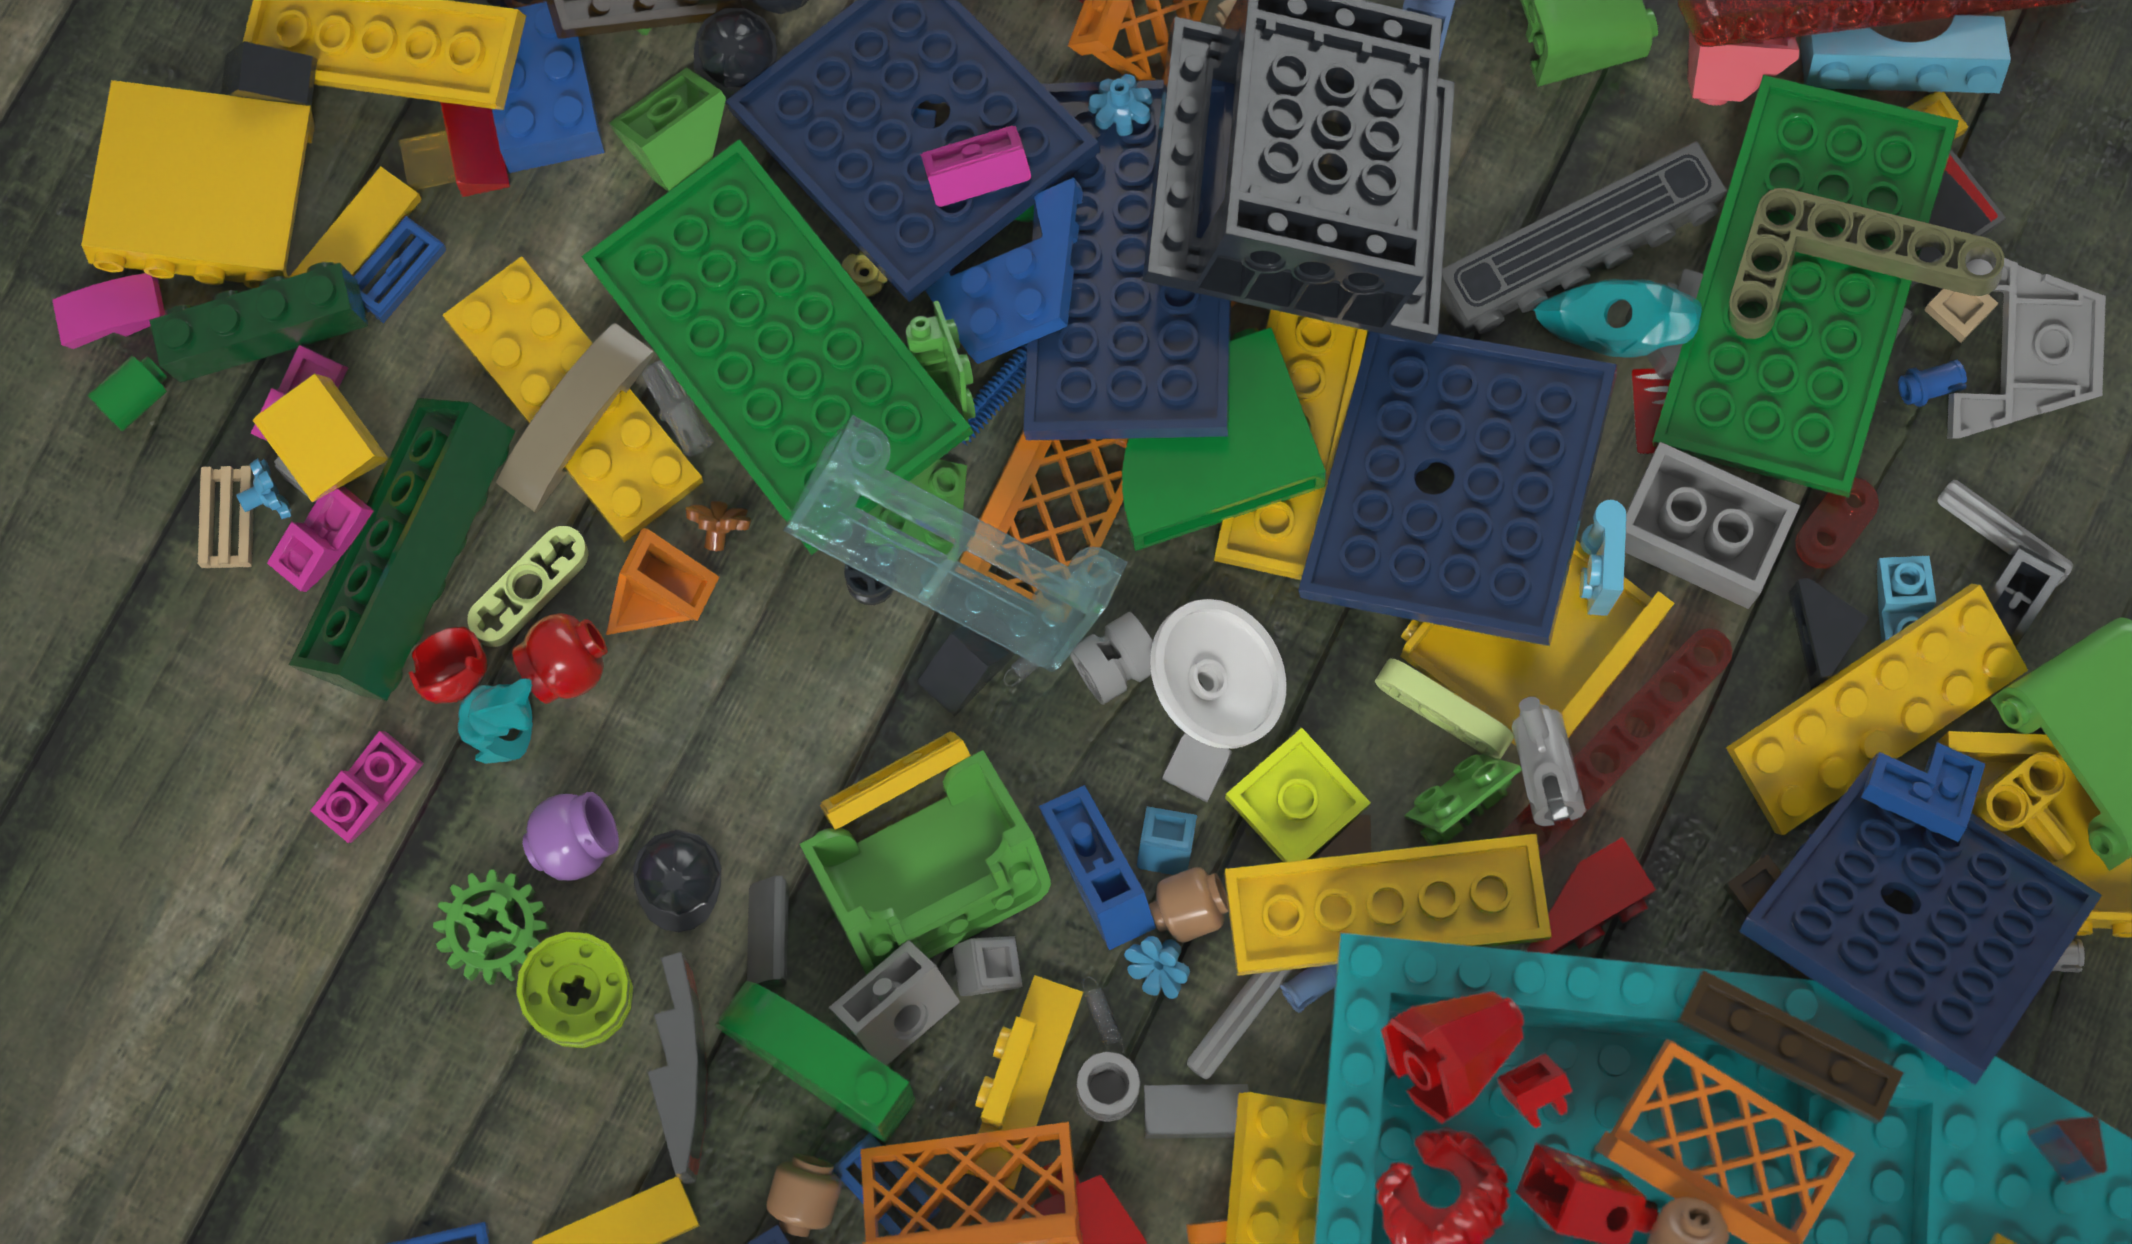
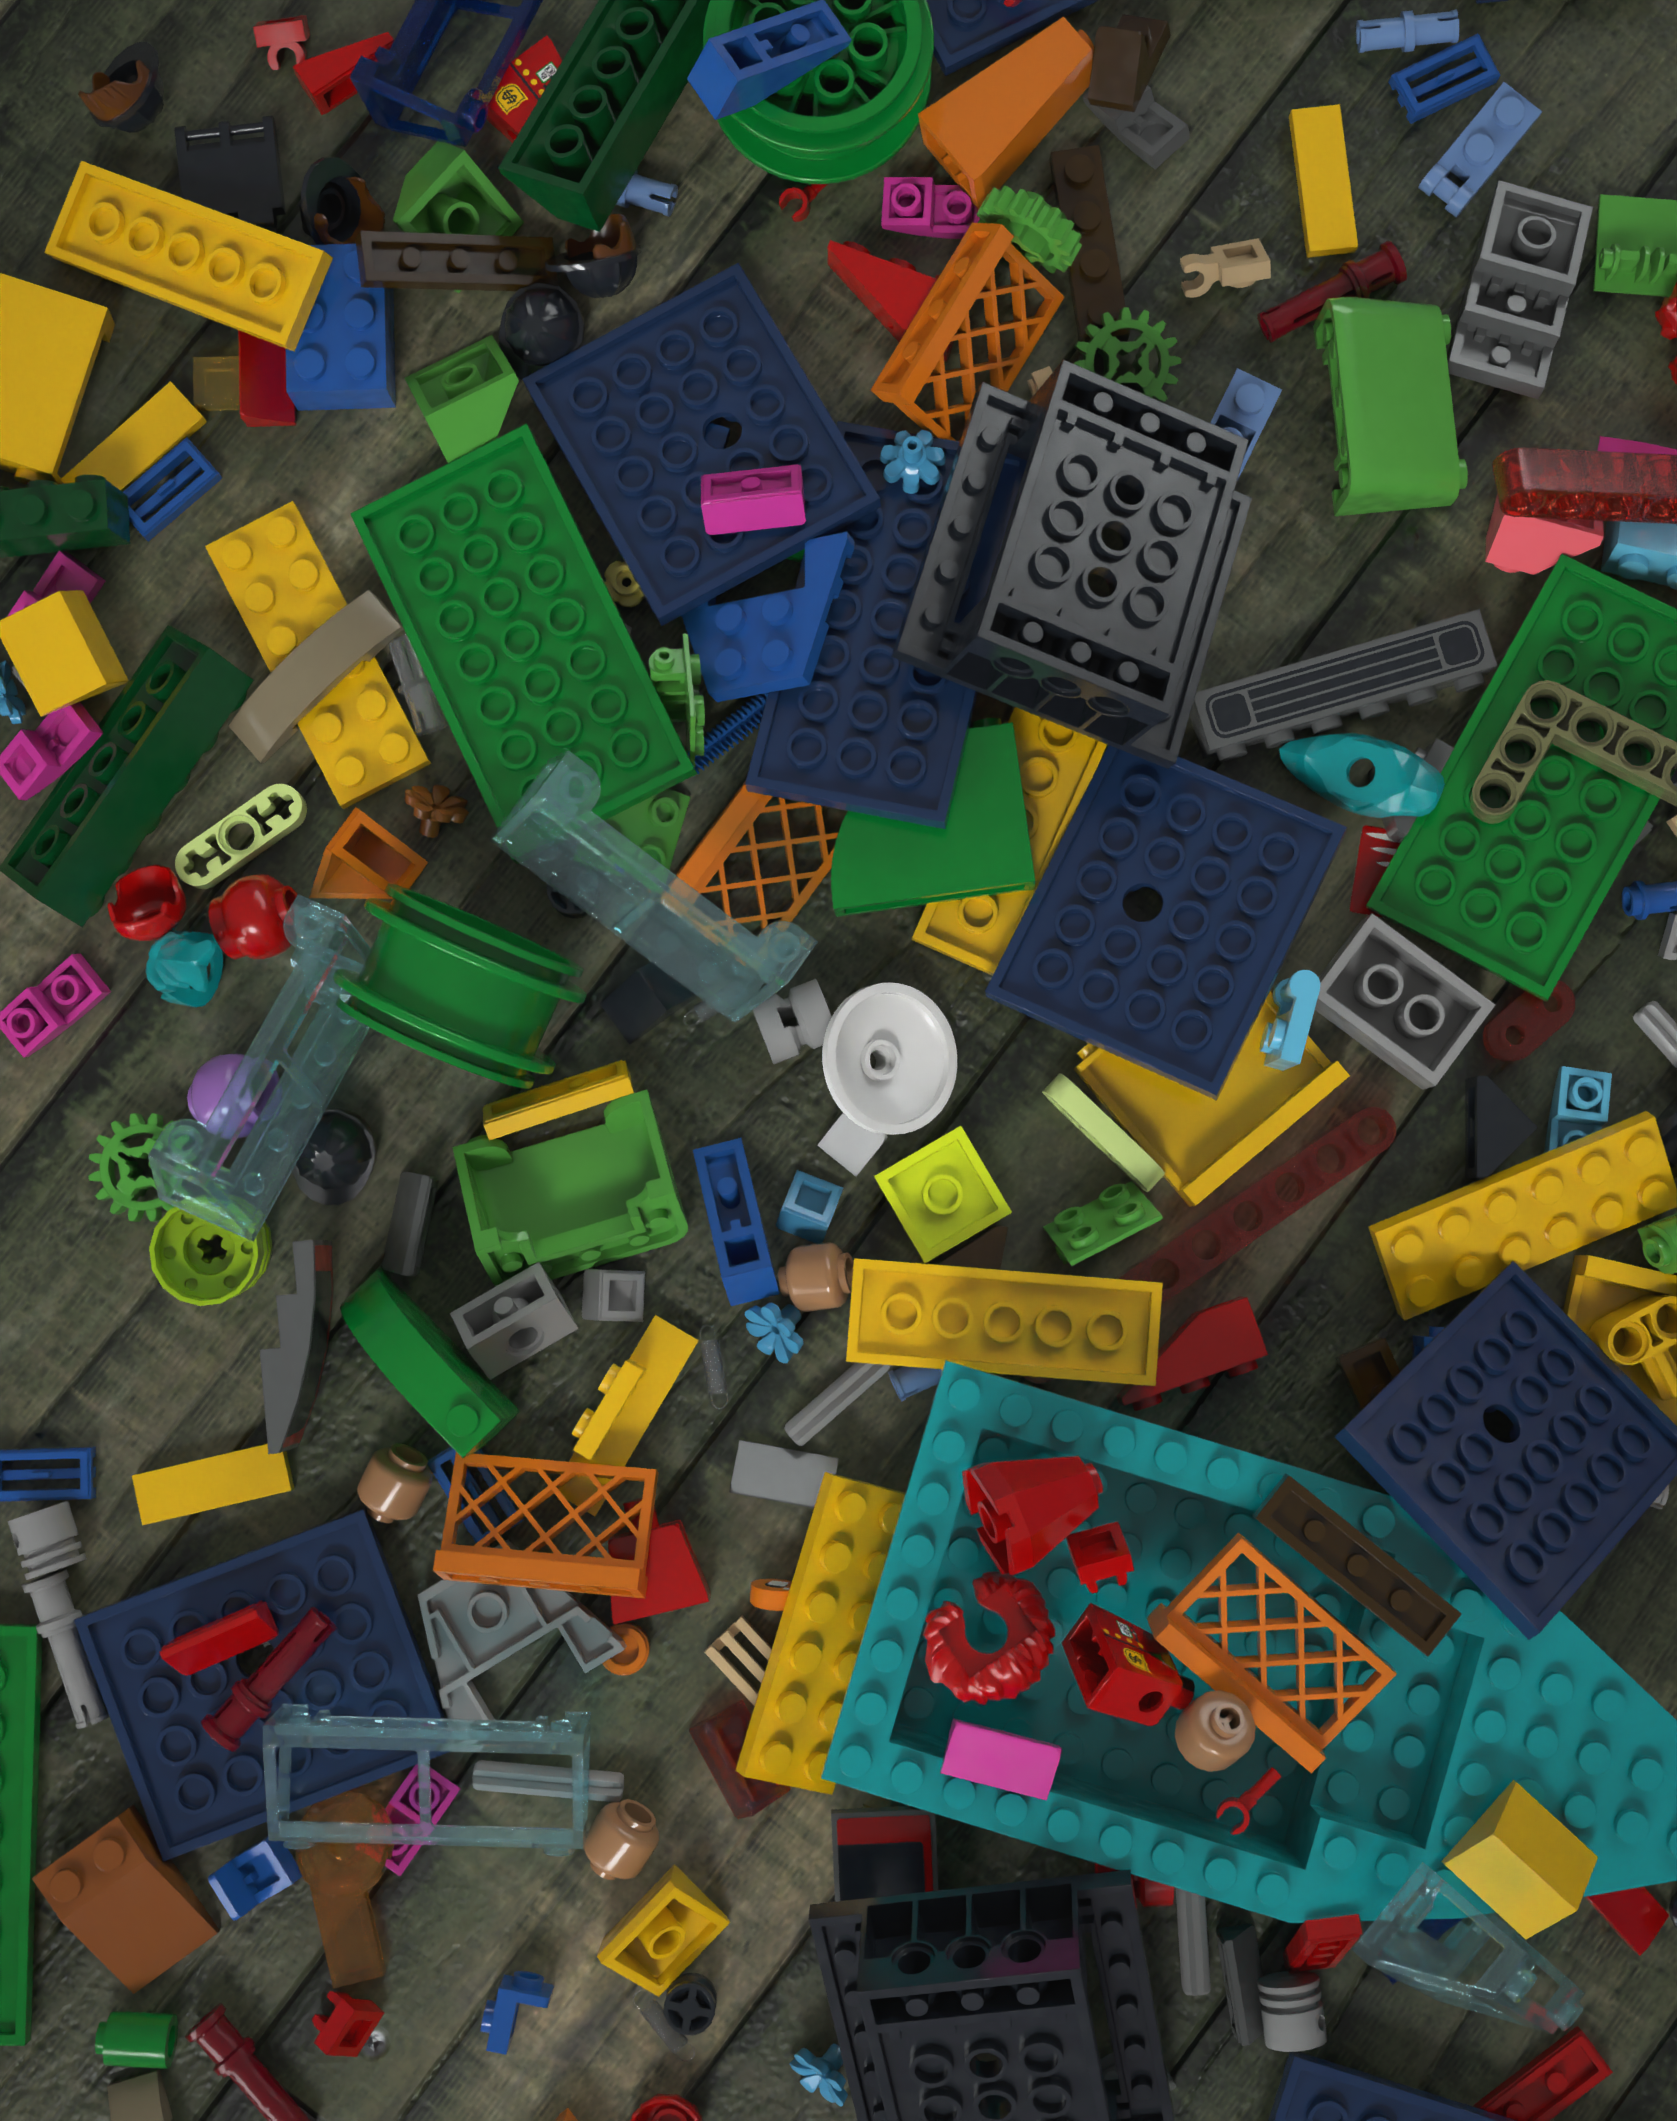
camera: 10 degrees right, 10 degrees up
(269, 74) = (73, 268): black slope -> none
(556, 868) = (195, 1151): none -> clear light blue windscreen
(782, 672) = (458, 987): none -> green wheel
(1107, 1086) = (702, 1438): light grey piece -> none
(1547, 763) = (1188, 1217): light grey piece -> none
(1933, 798) = (1559, 1323): blue plate -> none
(2072, 1147) = (1609, 1723): clear red slope -> none

